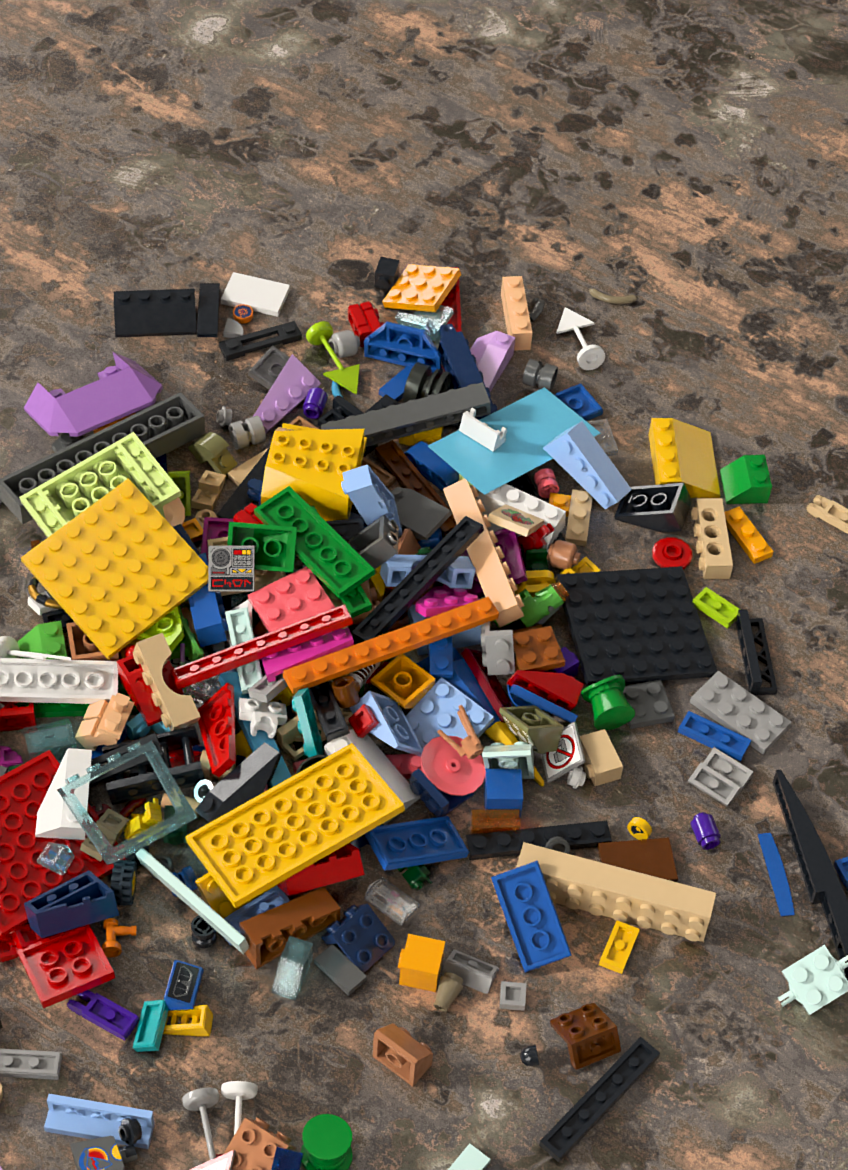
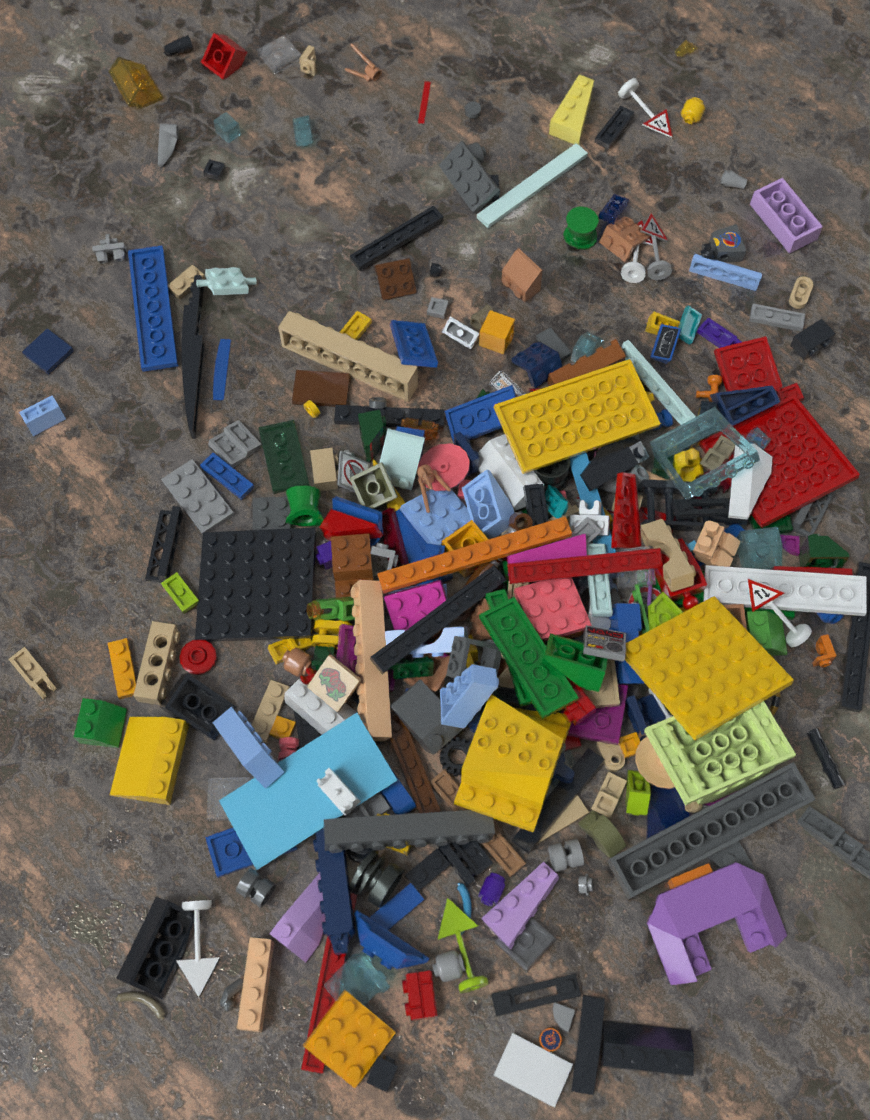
camera: 165 degrees left, 15 degrees up
(363, 721) = (509, 501): red tile -> none
(554, 797) = (372, 432): none -> dark green slope
(616, 325) = (158, 947): none -> black slope
(655, 773) = (283, 456): none -> clear green tile
(705, 831) = (262, 400): dark purple brick -> none

